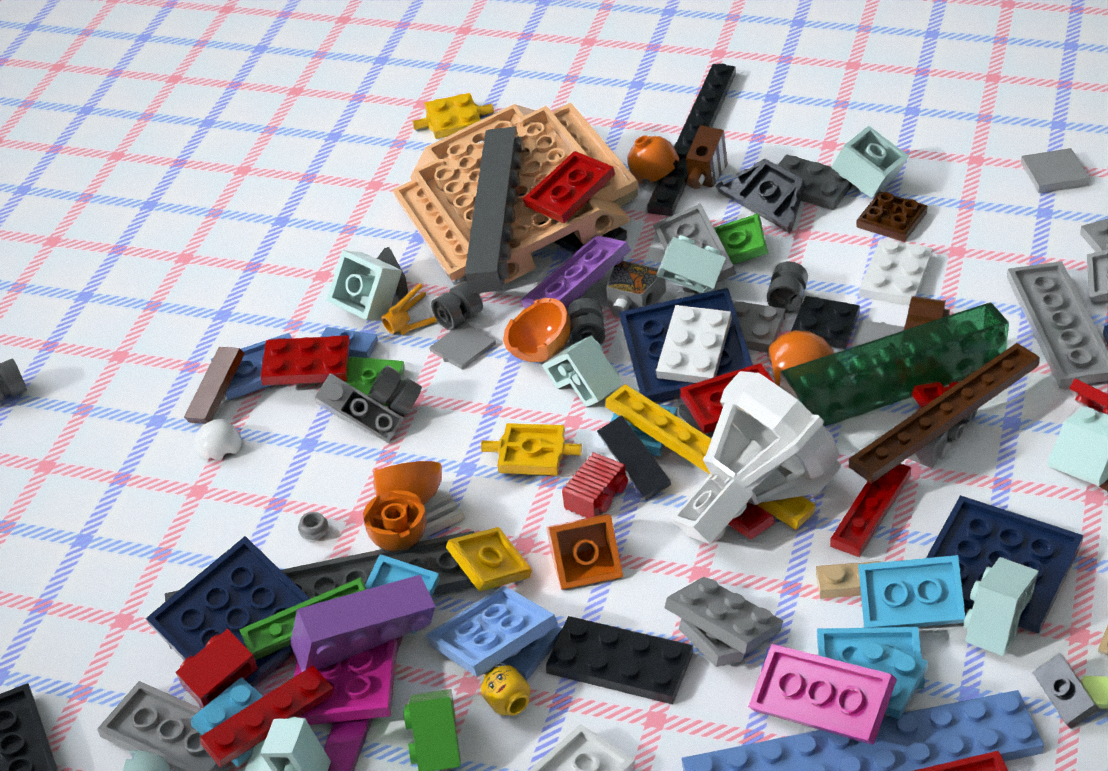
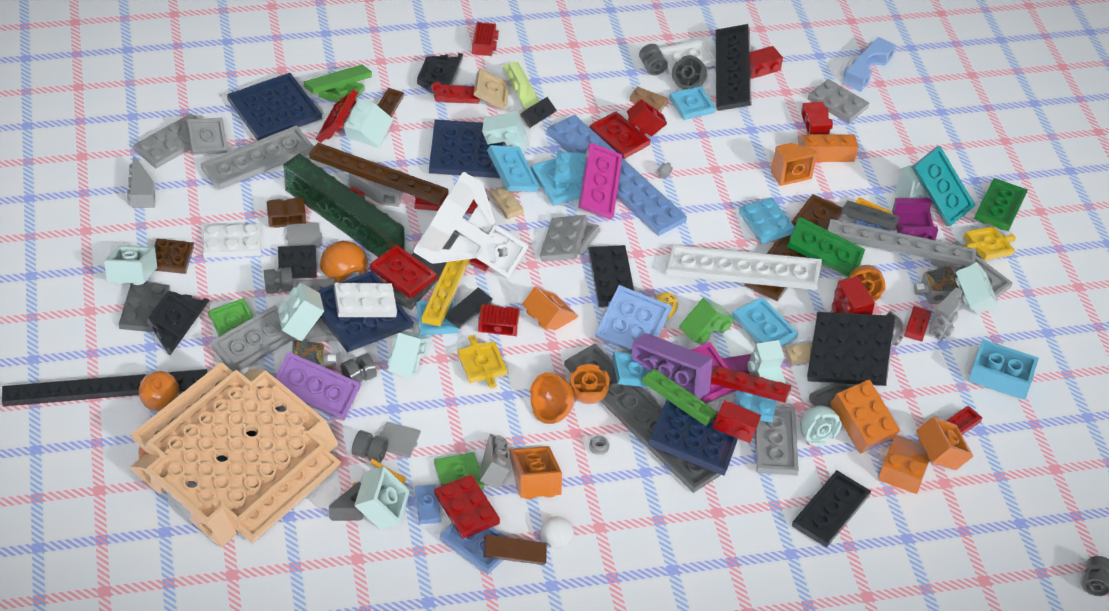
camera: 125 degrees left, 5 degrees up
(317, 444) = (536, 472): none -> orange slope
(398, 393) = (475, 439): dark grey wheel -> none
(451, 114) = (124, 553): yellow plate -> none
(489, 559) = (583, 344): yellow tile -> none
(494, 211) = (282, 432): dark grey brick -> none
(538, 331) = (383, 382): orange cylinder -> none
(569, 186) = (251, 389): red plate -> none
(706, 157) = (150, 357): reddish brown torso -> none
(1037, 205) = (142, 186): none -> light grey slope
(1055, 170) = (91, 187): light grey tile -> none

